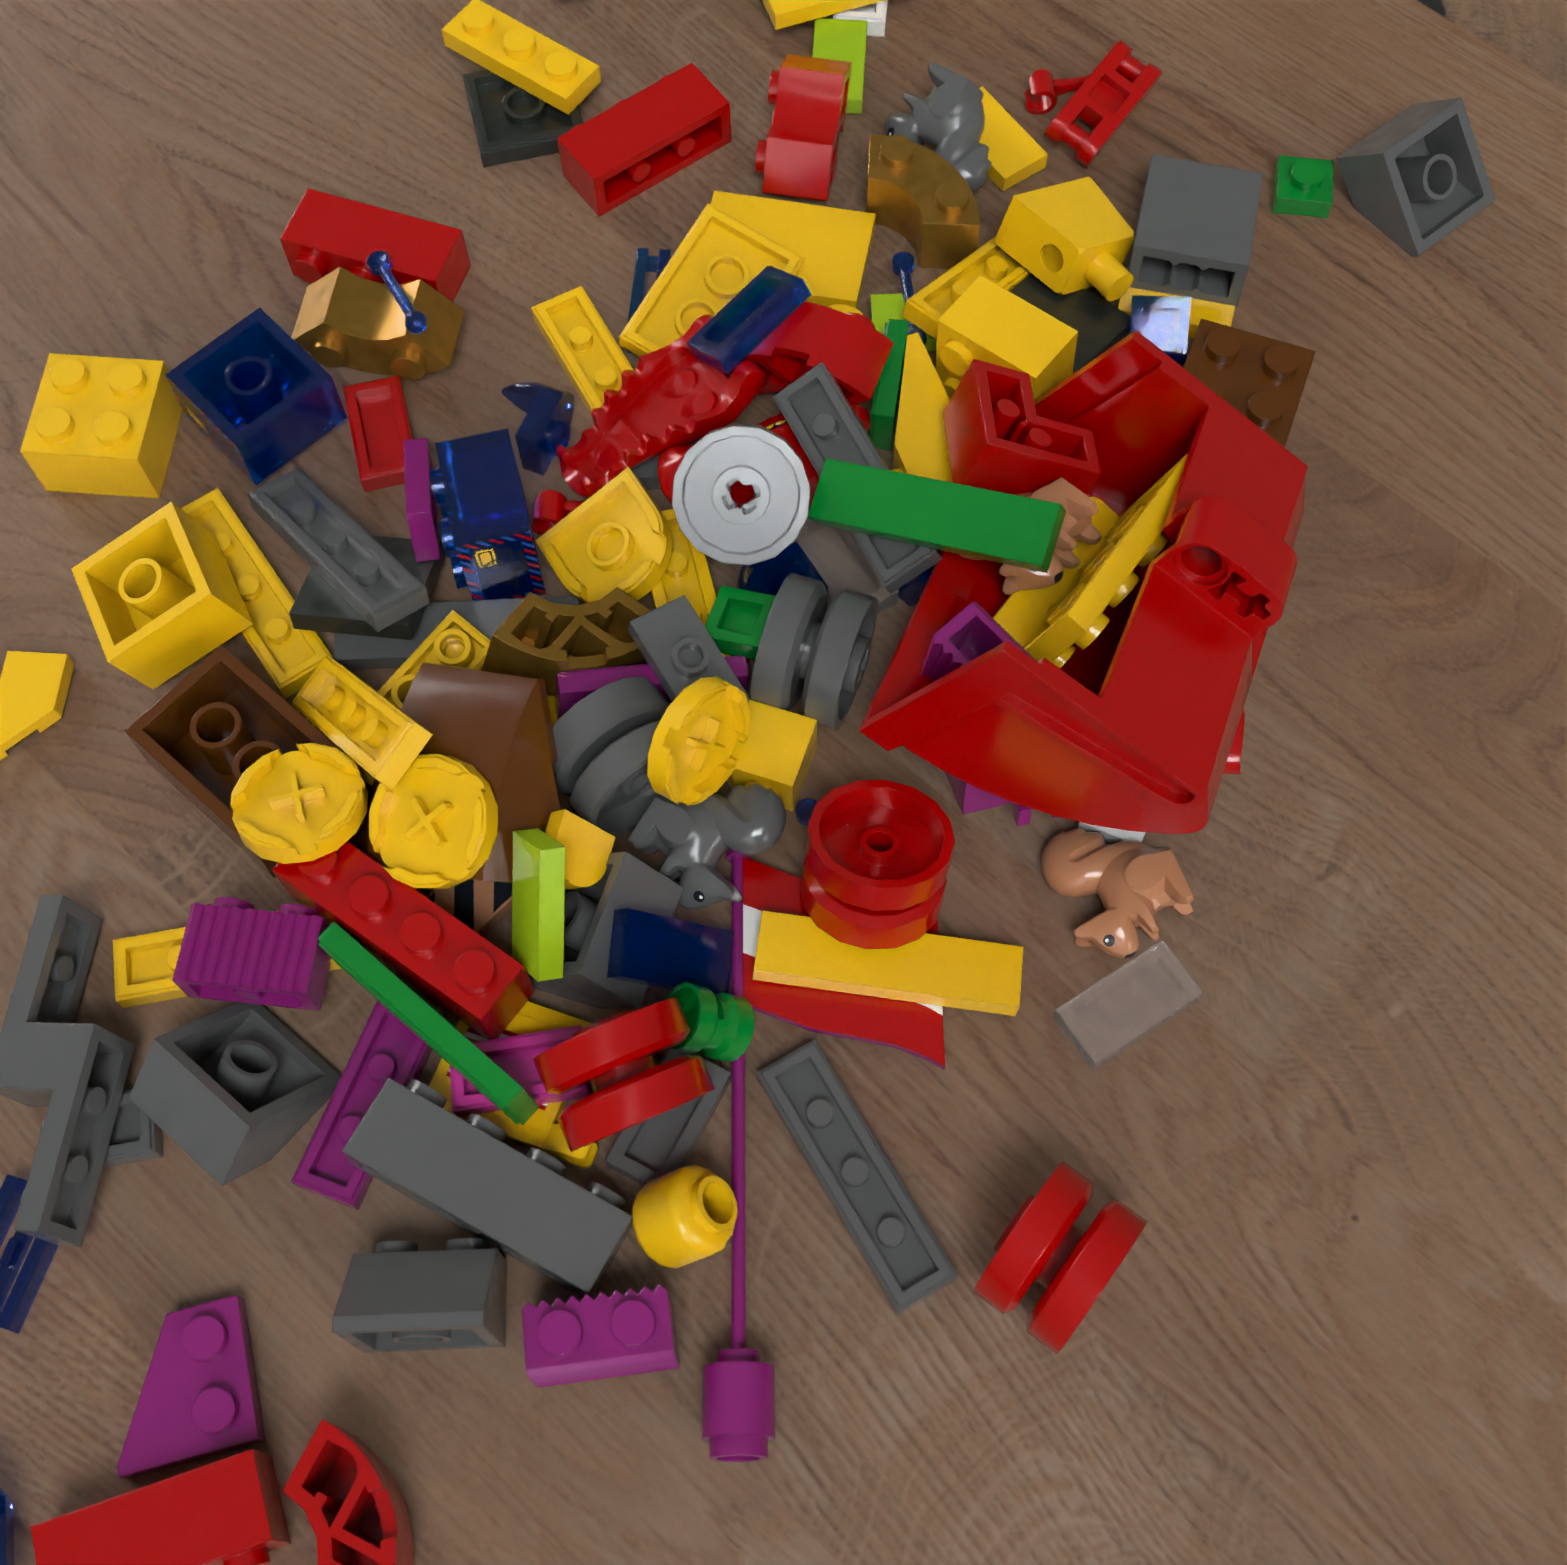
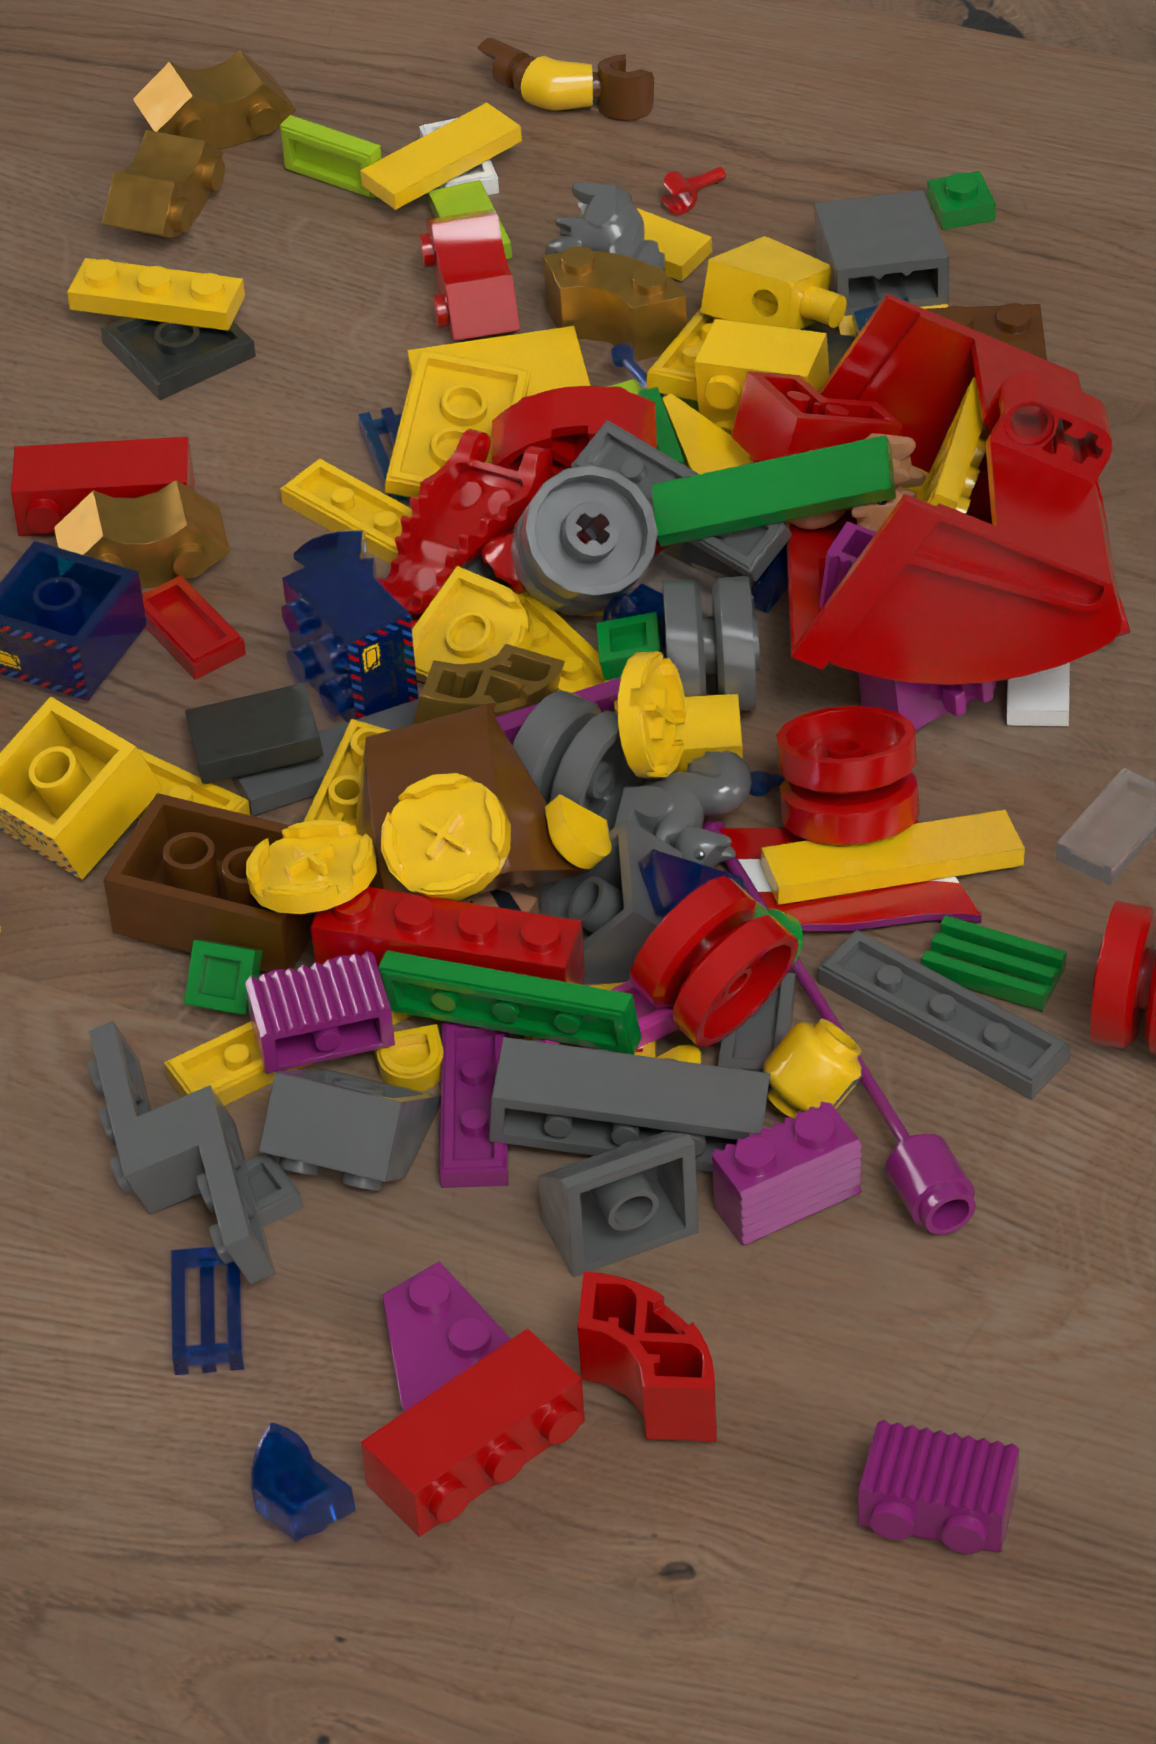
camera: 20 degrees left, 20 degrees down
(206, 861) = (219, 975): none -> green plate
(338, 1024) = (413, 1060): none -> yellow tile
(339, 549) = (210, 709): dark grey tile -> none
(361, 721) = (349, 793): yellow tile -> none
(381, 265) = (127, 481): clear blue hinge -> none
(420, 500) = (271, 650): magenta tile -> none
(538, 903) = (571, 867): lime tile -> none
(645, 139) = (317, 328): red brick -> none
(679, 647) = (583, 668): dark grey plate -> none
(748, 318) = (515, 415): clear blue tile -> none
(891, 1091) = (997, 955): none -> green tile
(1103, 102) = (744, 182): red plate -> none
(1130, 881) = (1071, 734): nougat animal -> none
(1418, 175) = (1063, 159): dark grey slope -> none

